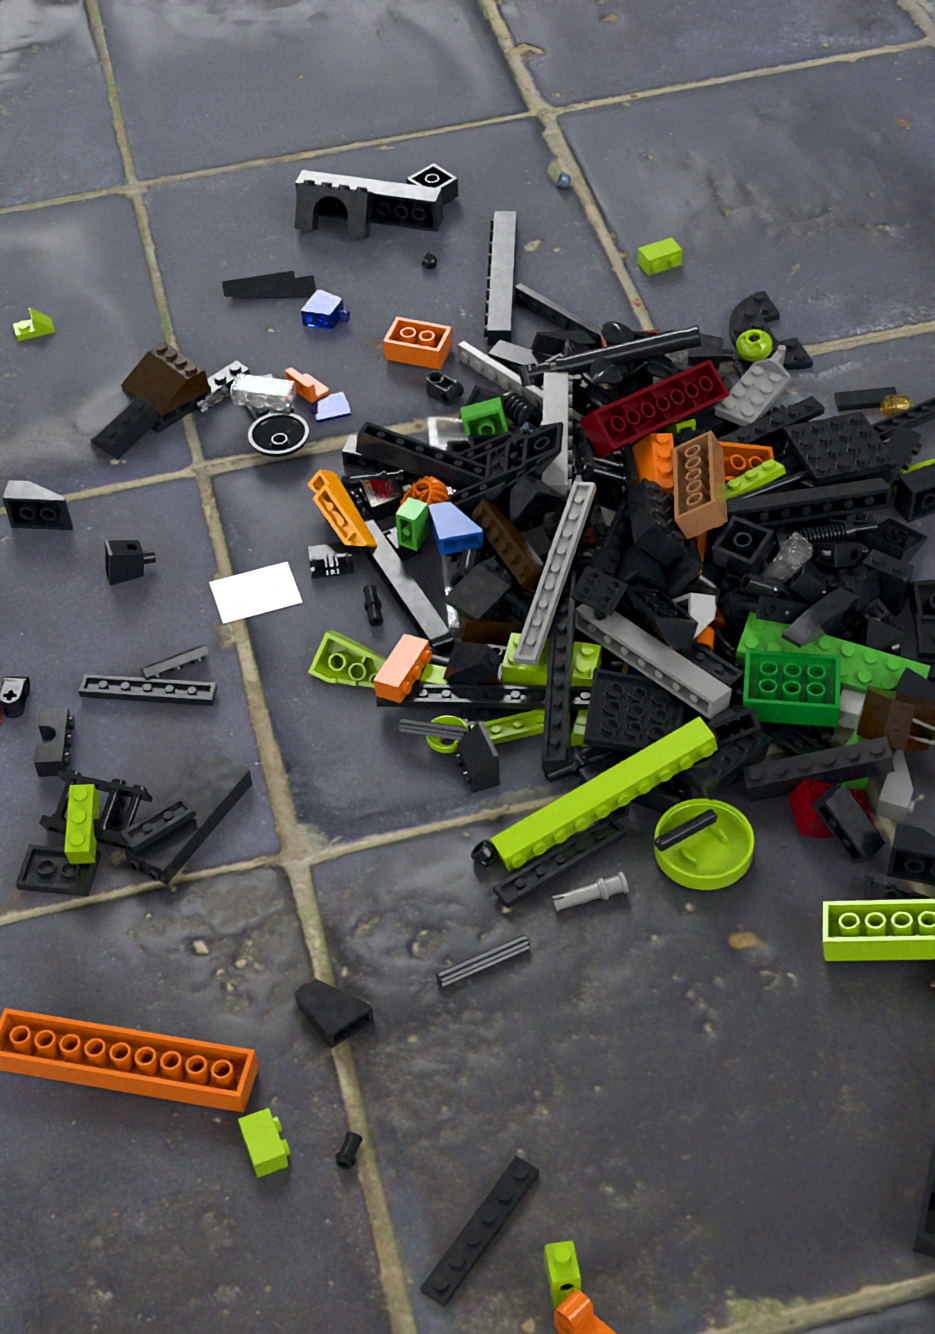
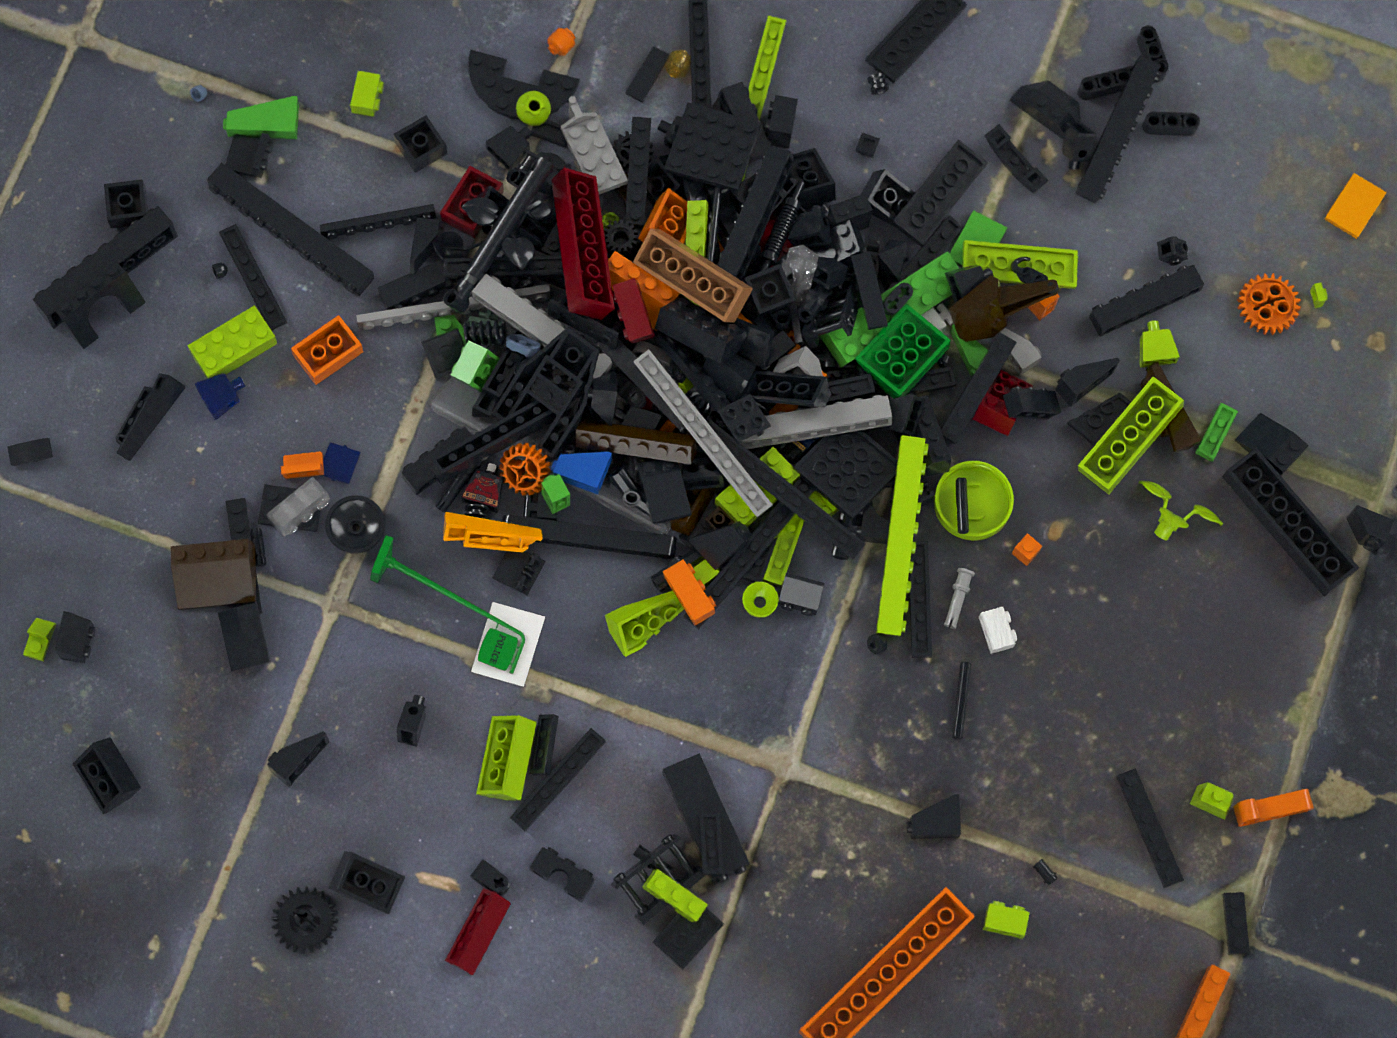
camera: 65 degrees left, 25 degrees up
(44, 334) = (74, 638): none -> black slope
(142, 643) = (506, 757): none -> lime slope
(186, 245) = (30, 451): none -> black slope
(255, 465) = (496, 647): none -> green piece
(373, 605) = (592, 569): black pin -> none
(374, 294) = (232, 343): none -> lime brick
(432, 729) = (755, 607): black axle -> none
(441, 387) = (394, 364): black piece -> none
(442, 282) = (252, 277): none -> black tile
(542, 227) = (249, 154): none -> black bracket
(579, 220) = (274, 118): none -> bright green slope
(585, 945) = (997, 629): none -> white brick
(627, 469) = (632, 311): none -> dark red brick
(650, 301) = (420, 143): none -> black brick
(694, 919) = (1027, 549): none -> orange brick
(831, 332) = (561, 41): none -> orange head
(837, 645) = (900, 302): none -> black beam
(842, 1029) = (1168, 520): none -> lime plant

